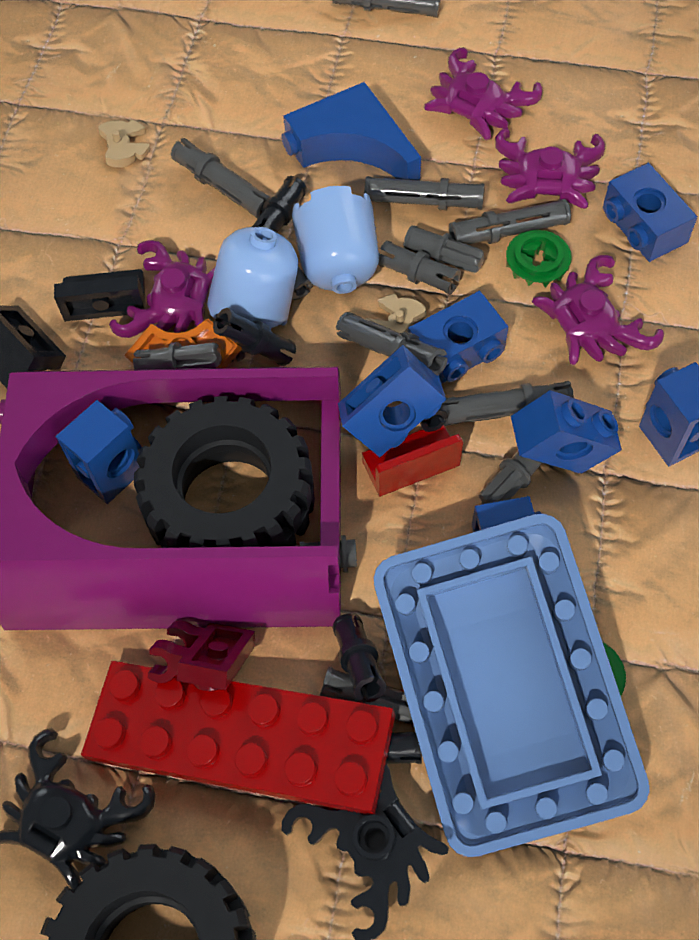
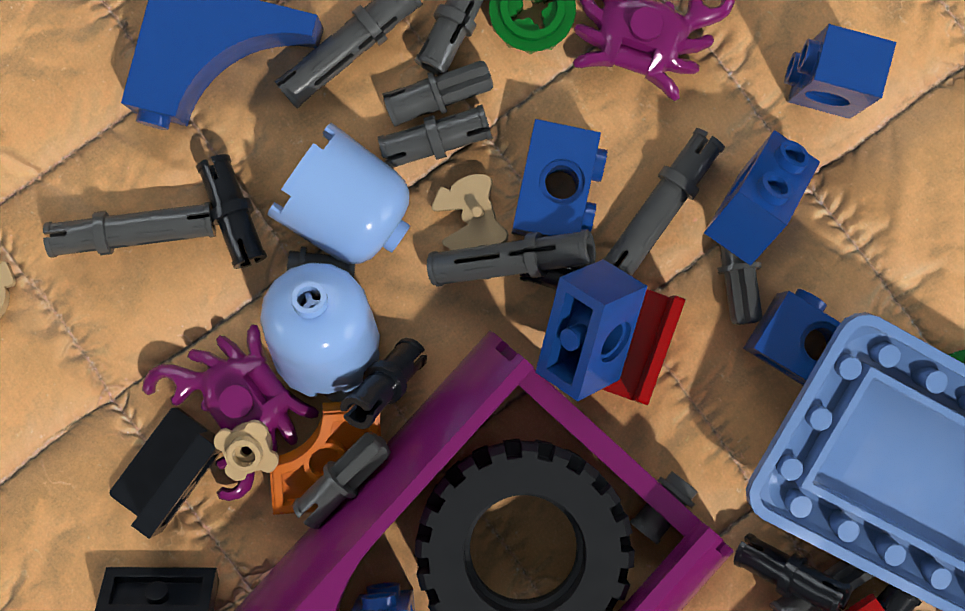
camera: 50 degrees left, 25 degrees up
(157, 309) = (256, 437): none -> tan plate

